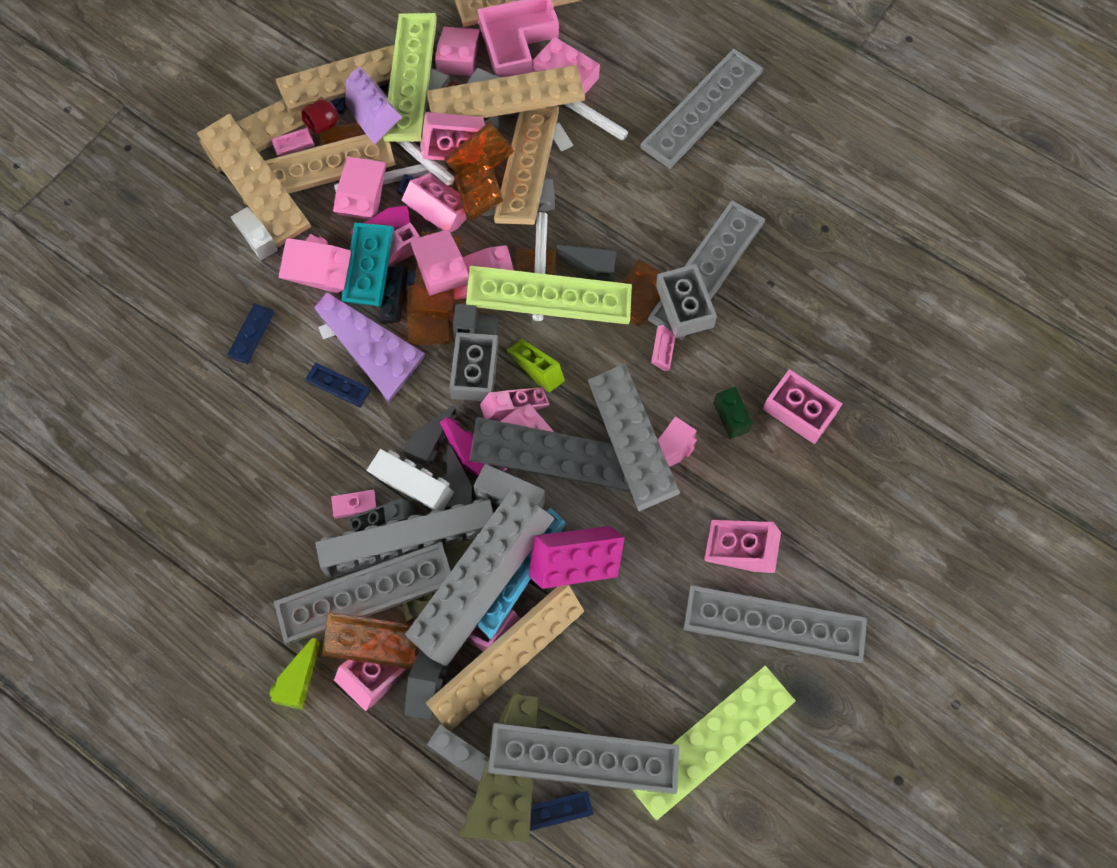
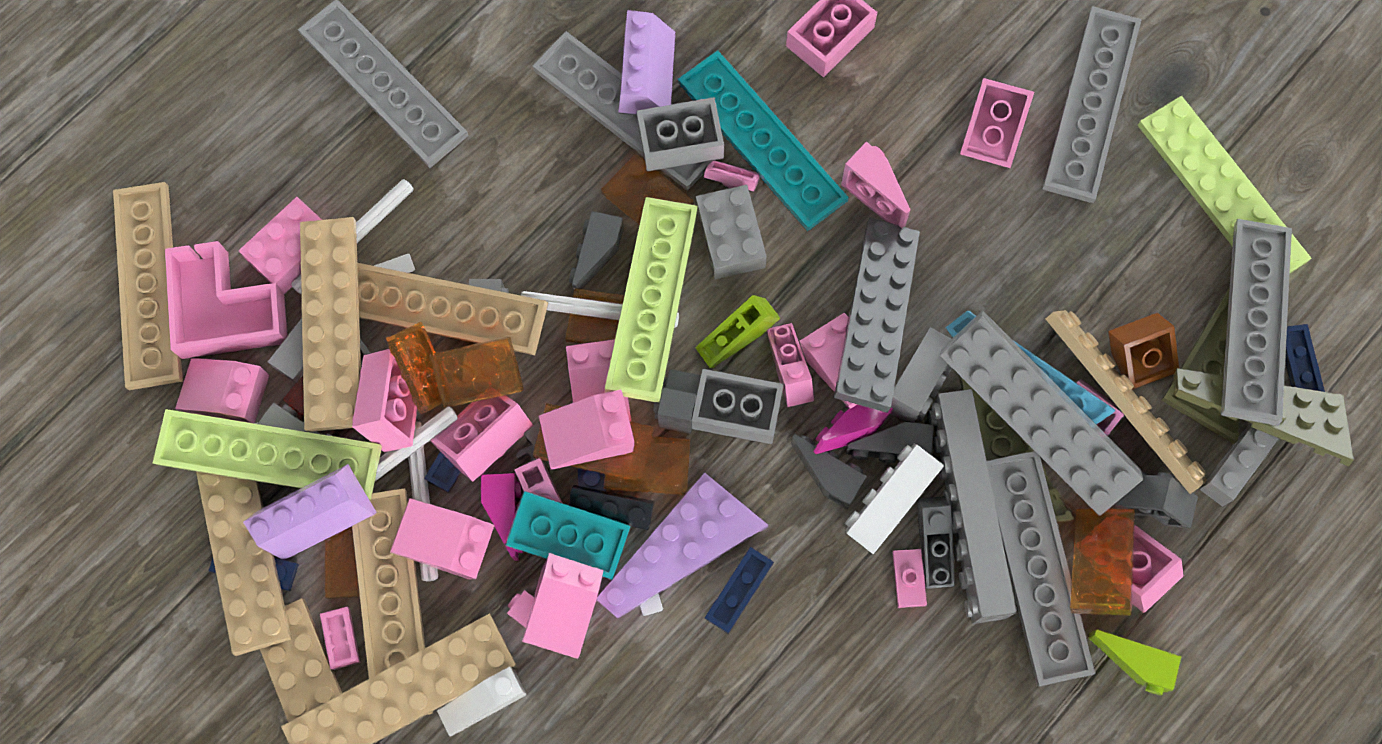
camera: 80 degrees left, 5 degrees up
(250, 333) = (644, 710): dark blue plate -> none
(322, 114) = (309, 584): dark red helmet -> none
(554, 674) = (1145, 349): none -> dark orange slope
(576, 556) = (1019, 299): dark pink brick -> none
(615, 348) = (731, 232): none -> light grey brick
(633, 438) = (865, 217): light grey plate -> none
(701, 365) = (765, 141): none -> teal plate
(732, 412) = (829, 108): dark green brick -> none
(744, 274) = (646, 63): none -> lavender slope

